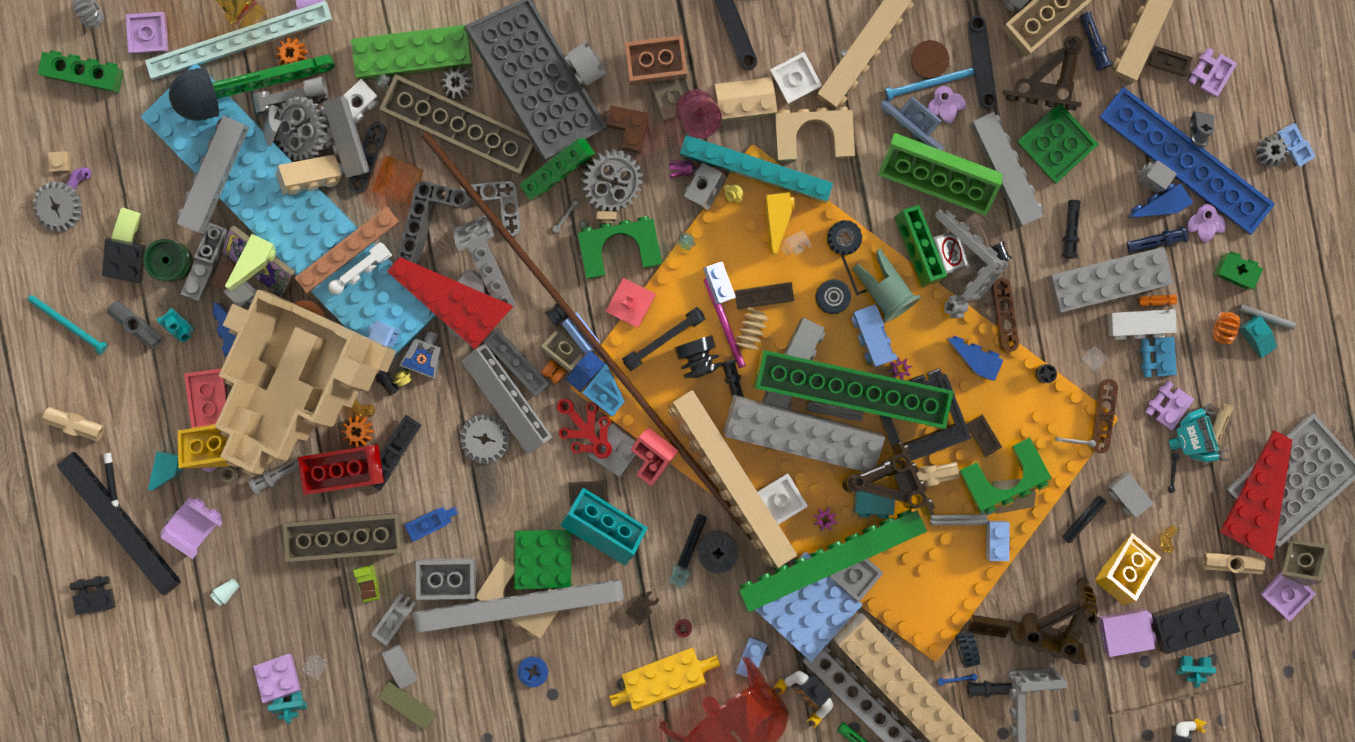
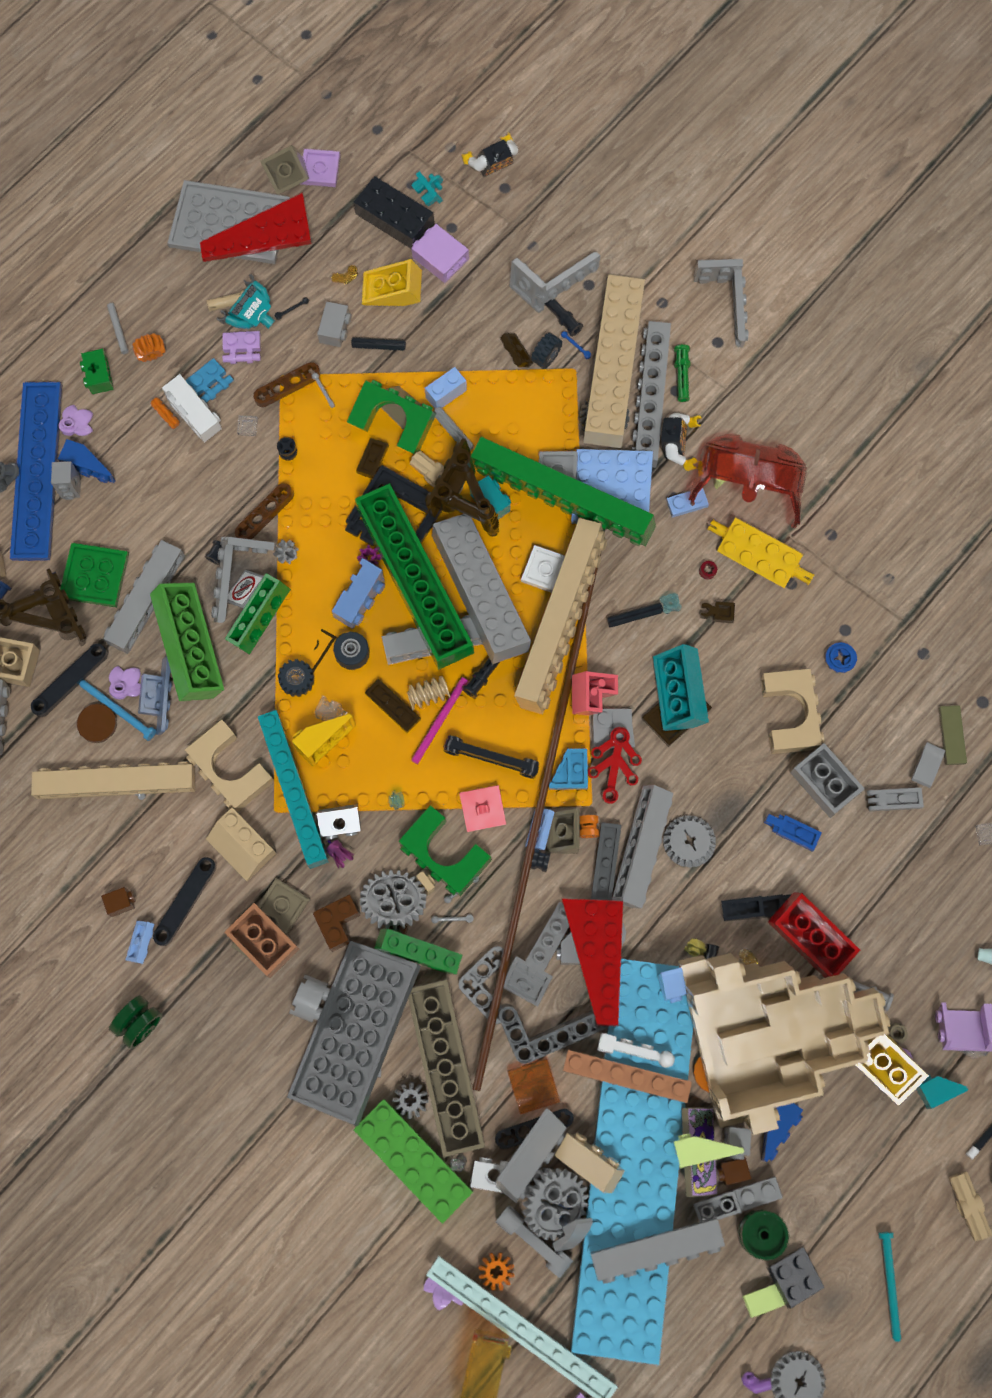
camera: 125 degrees left, 15 degrees down
(125, 317) = (841, 1235): dark grey piece -> none
(176, 325) = (812, 1180): teal hips -> none
(196, 96) = (598, 1318): piece -> none
(205, 396) = (850, 1103): coral plate -> none
(343, 537) = (866, 891): dark tan brick -> none
(358, 423) = (763, 952): orange gear -> none
(367, 583) = (885, 844): lime leg -> none
(424, 356) = (663, 944): torso -> none
(518, 605) = (800, 704): light grey beam -> none
(542, 559) = (747, 717): green plate -> none
(585, 371) = (567, 798): blue slope -> none
(698, 357) = (485, 713): black wheel -> none
(705, 120) = (281, 869): clear pink wheel -> none
(710, 543) = (625, 596): black wheel -> none
(719, 282) = (410, 748): plate -> none
(733, 193) = (326, 792): light yellow plate -> none
(796, 78) = (191, 817): white plate -> none
(827, 524) = (530, 528): magenta gear -> none
(834, 411) = (444, 581): light grey axle -> none
(890, 294) = (313, 605): sand green piece -> none
(979, 362) = (317, 505): blue slope -> none
(1063, 641) = (483, 299): dark brown plate -> none
(1070, 239) = (164, 509): black pin -> none
(1110, 280) = (175, 457): light grey brick -> none
(1166, 238) = (110, 441): dark blue pin -> none
(1244, 564) = (323, 211): tan piece -> none
(1259, 336) = (136, 322): teal slope -> none

